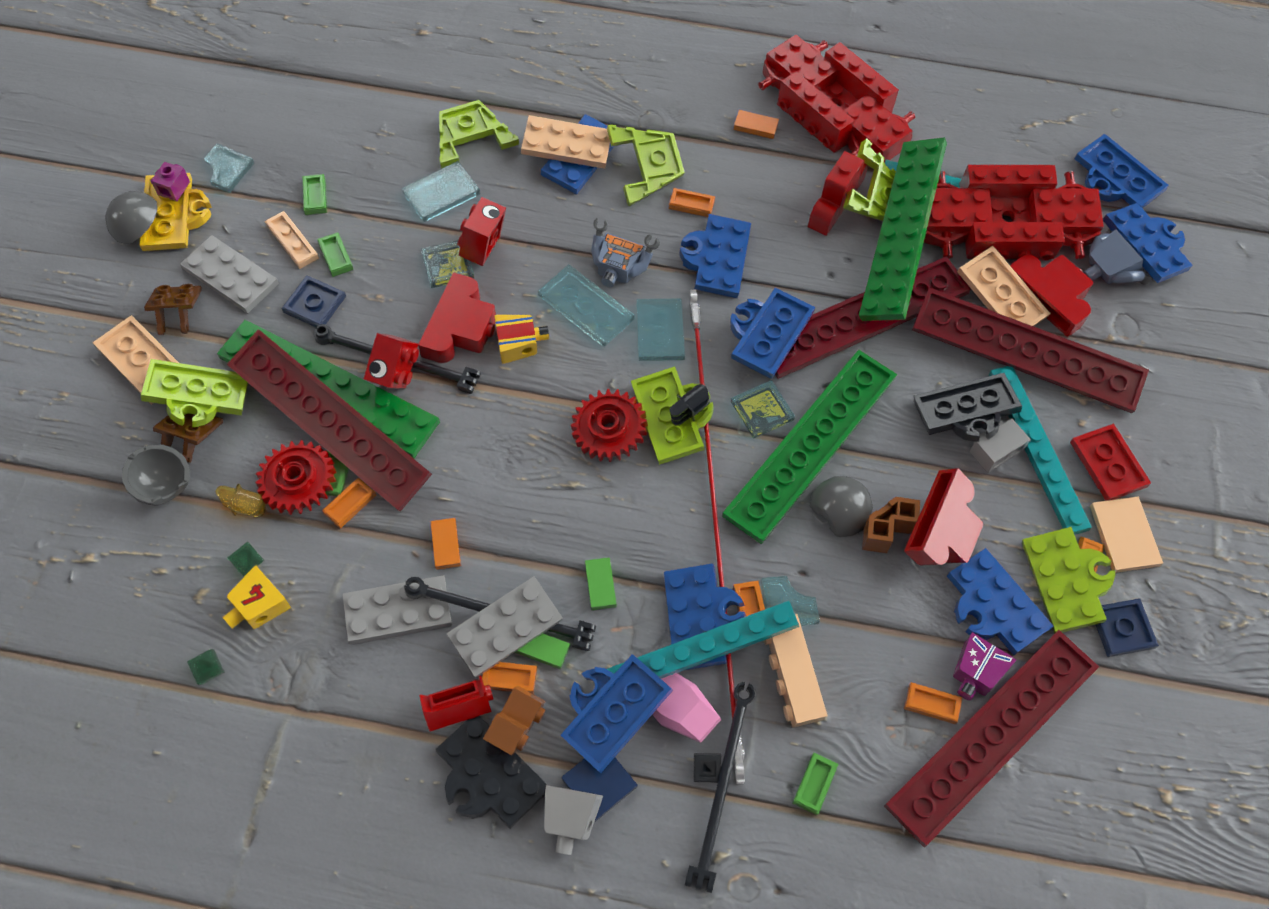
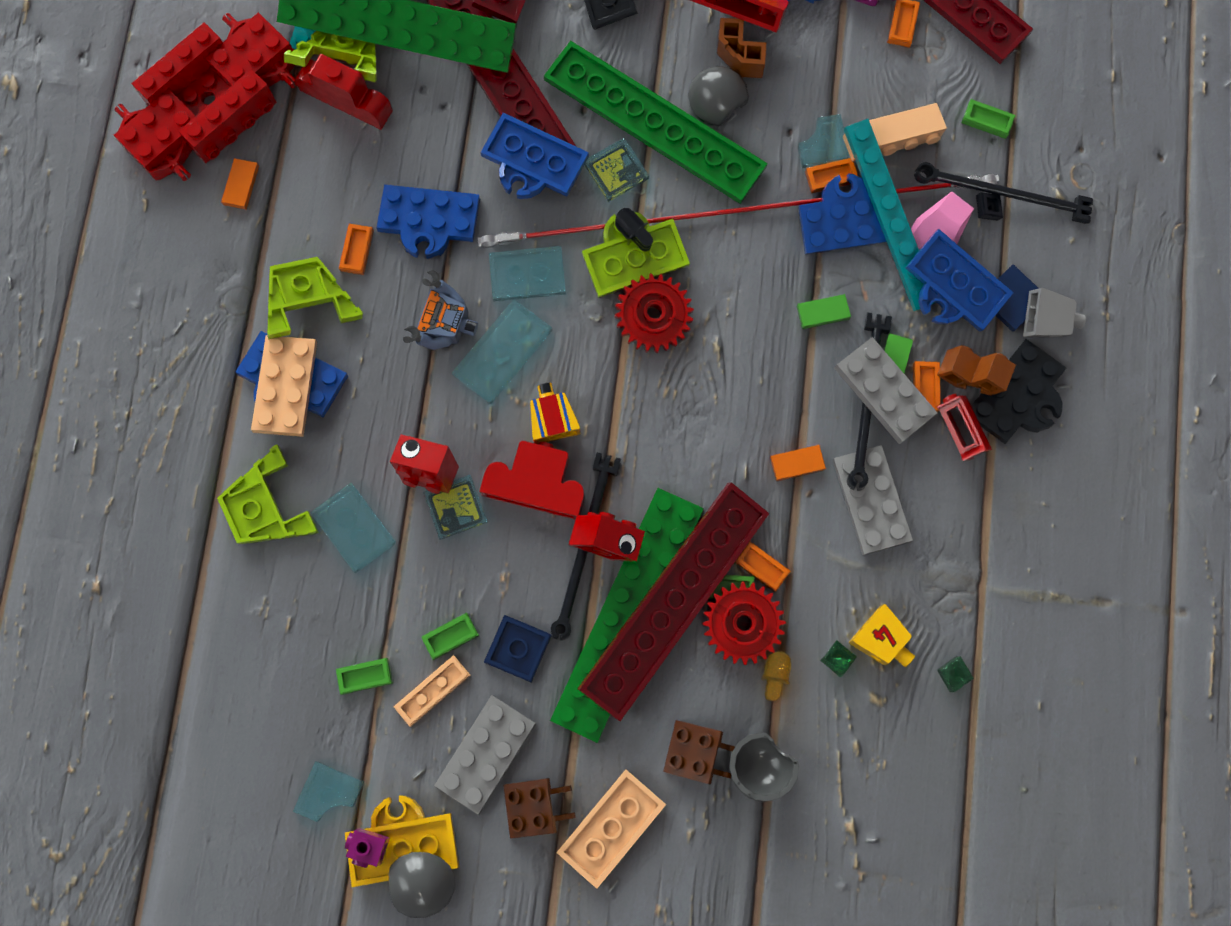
camera: 90 degrees left, 15 degrees up
(194, 391) = (655, 751): lime plate -> none

